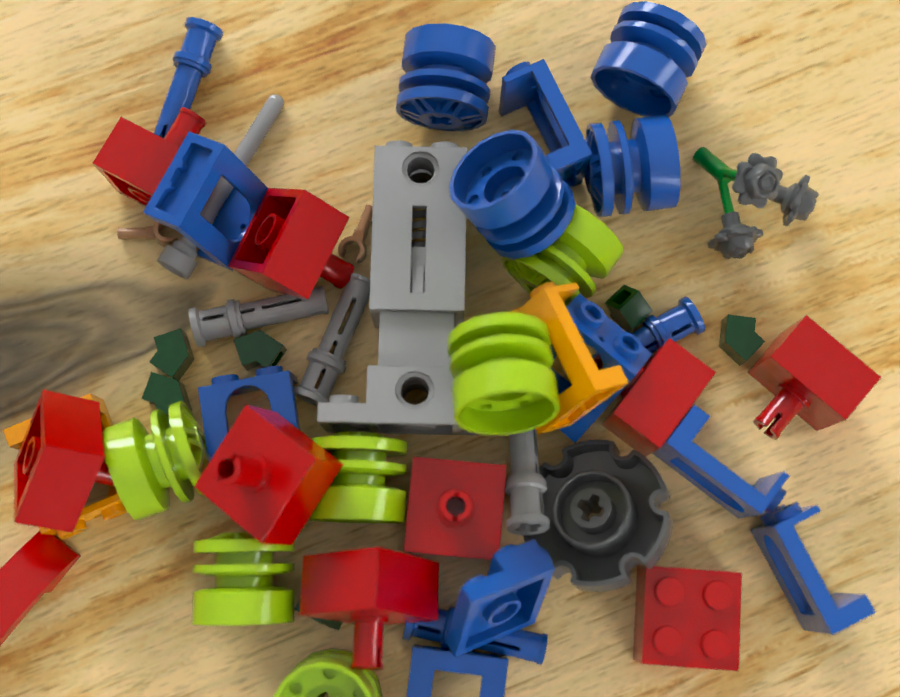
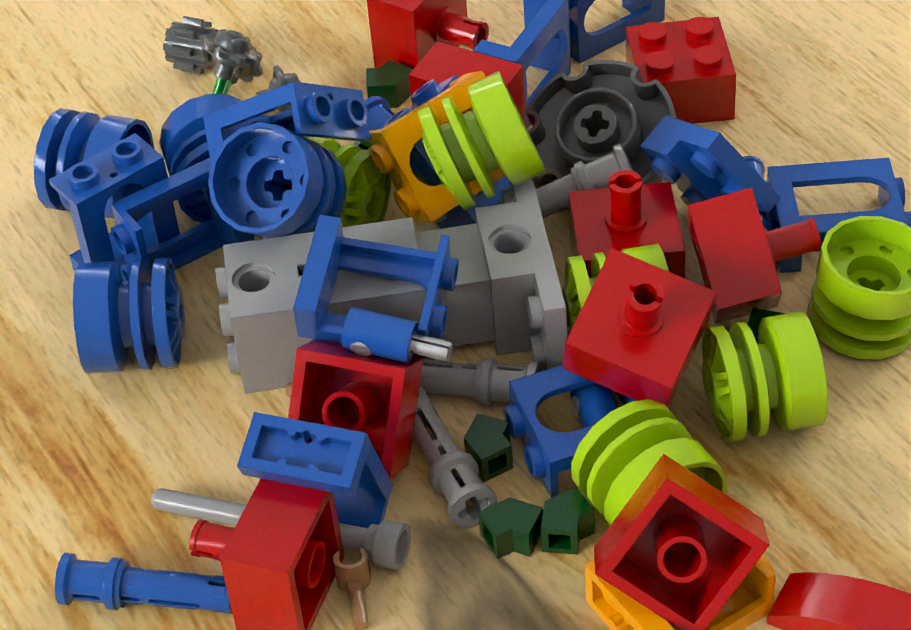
camera: 95 degrees left, 35 degrees down
(298, 265) = (389, 337): none -> blue piece
(349, 212) = (334, 252): none -> blue panel
(573, 62) = (93, 182): none -> blue panel
(594, 184) = (313, 113): none -> blue panel
(828, 161) = (185, 44): none -> dark grey gear

